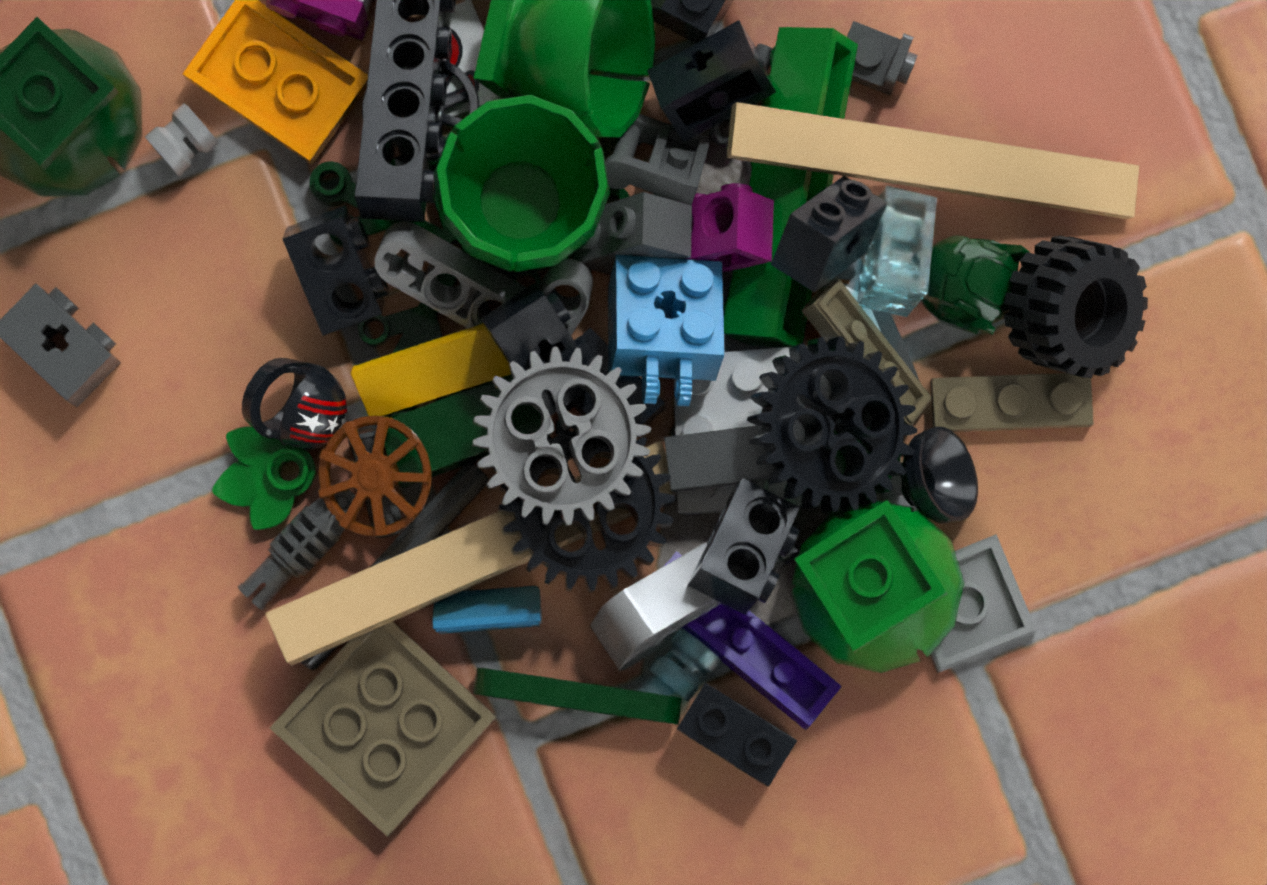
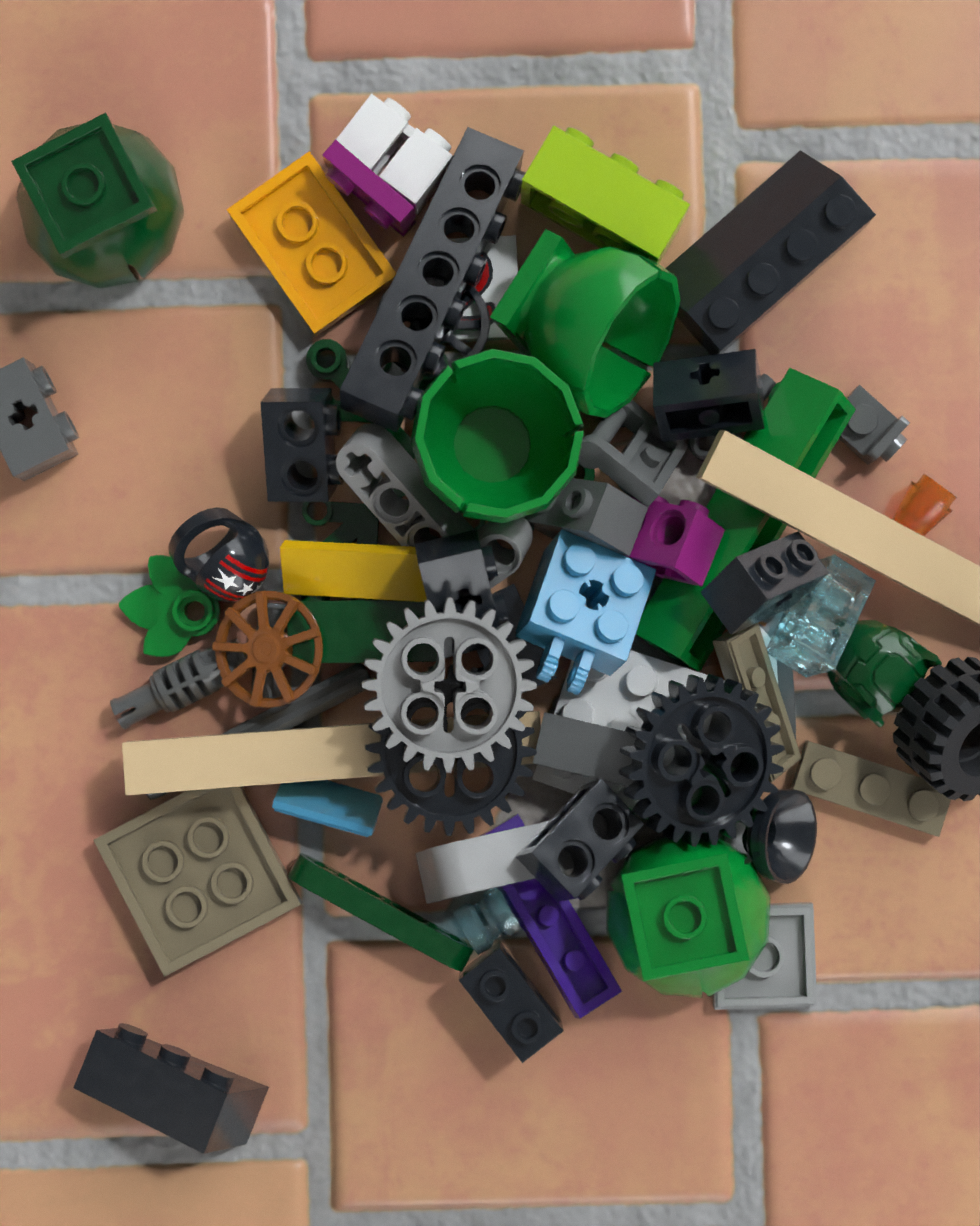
camera: 20 degrees right, 5 degrees up
(181, 139) = (204, 270): light grey wheel -> none
(959, 110) = (924, 505): none -> clear orange cone

